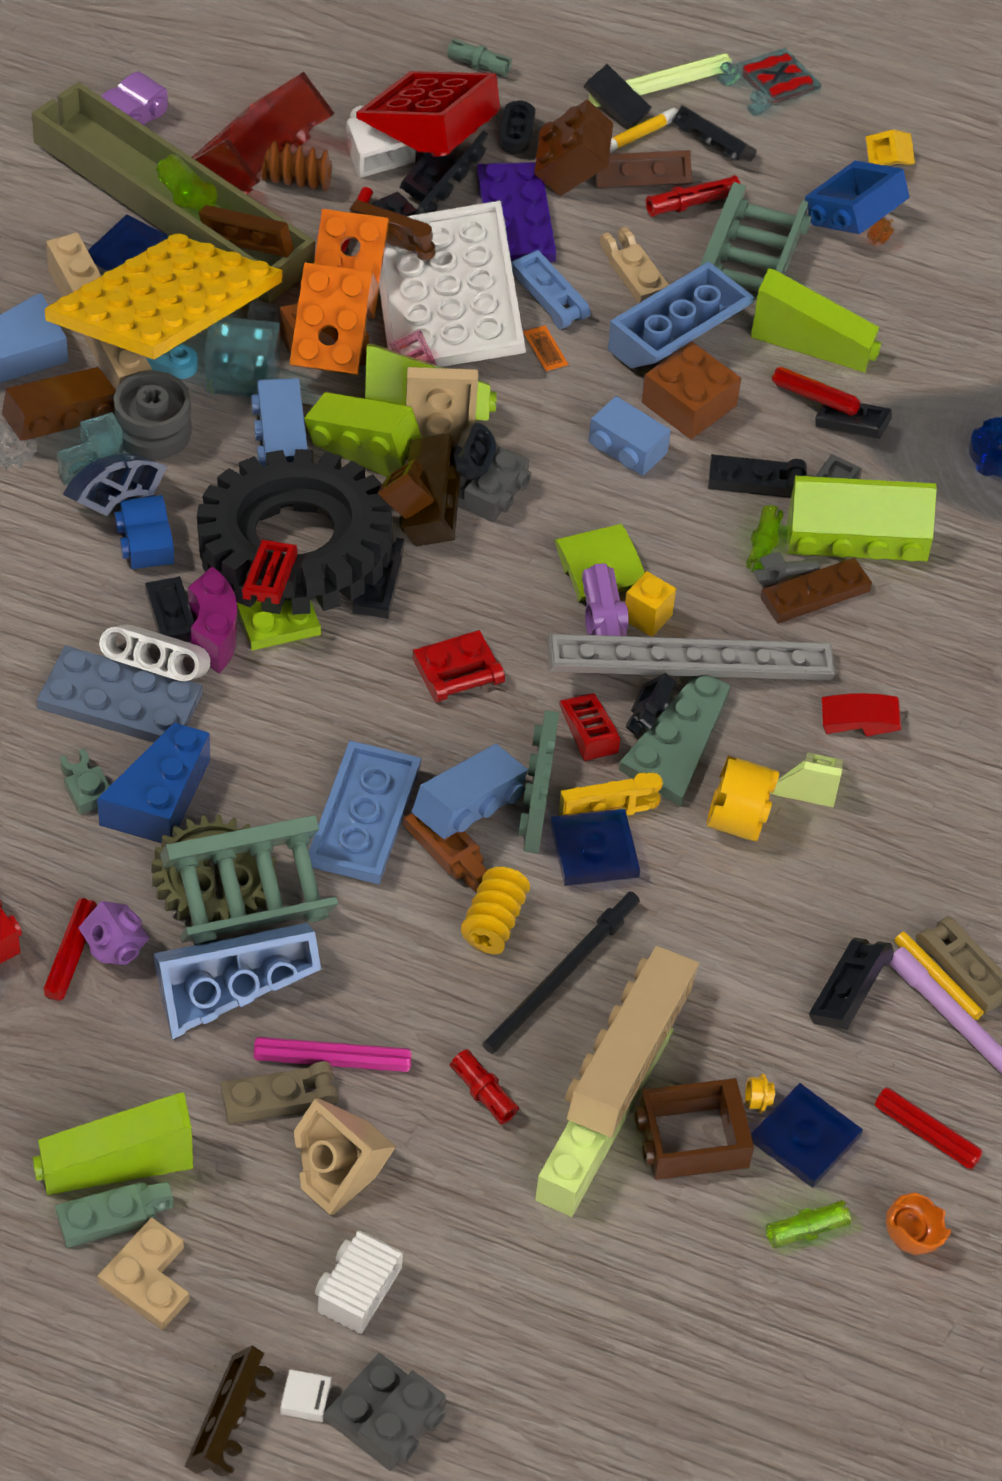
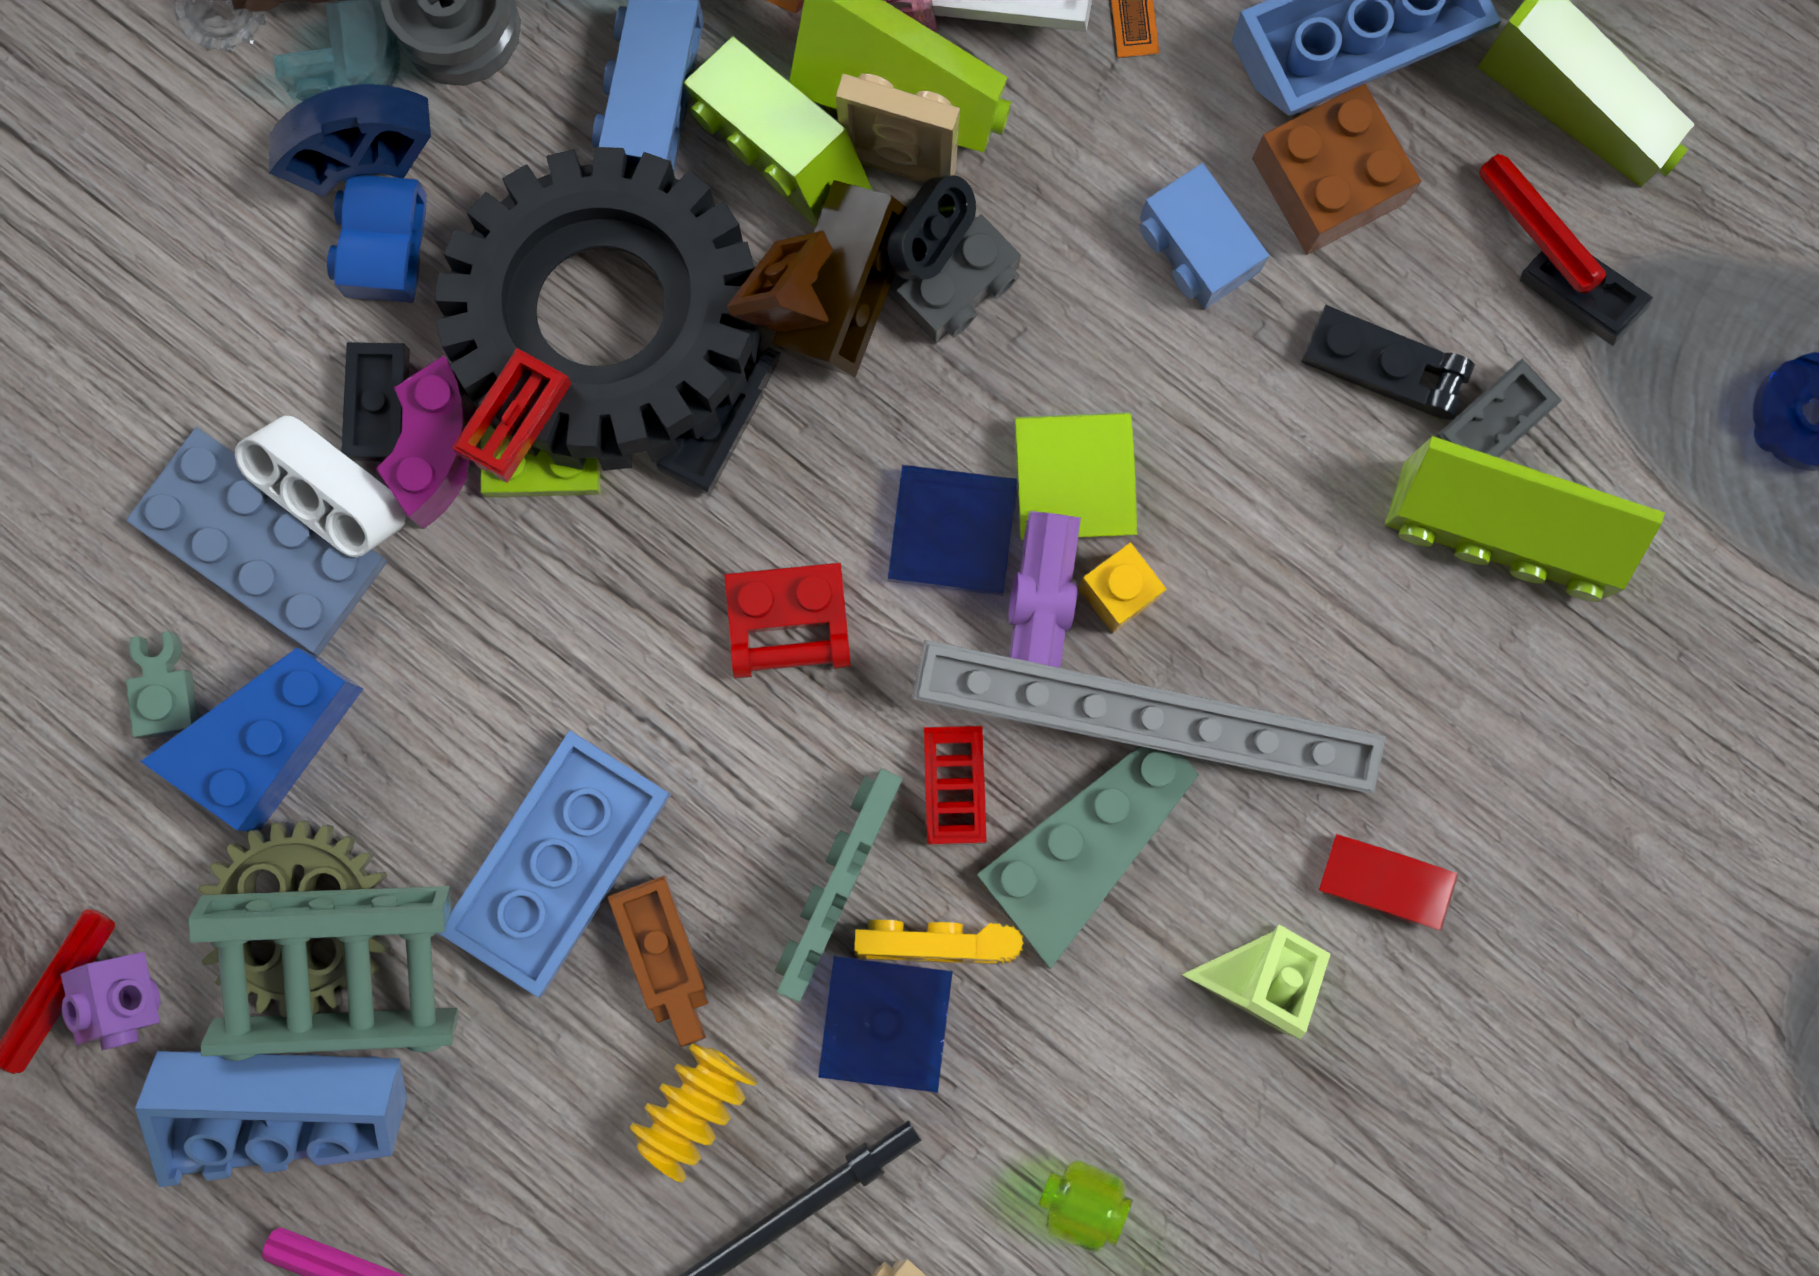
camera: 20 degrees right, 30 degrees up
(470, 791) = (719, 890): medium blue brick -> none
(539, 604) = (952, 530): none -> clear blue tile
(651, 700) = (1059, 777): black plate -> none
(742, 798) = (1136, 1017): yellow brick -> none
(750, 904) = (1085, 1206): none -> clear neon green head
(765, 536) = (1353, 498): clear neon green pin -> none
(776, 568) = (1354, 566): dark grey bar -> none
(816, 590) = (1403, 615): reddish brown plate -> none

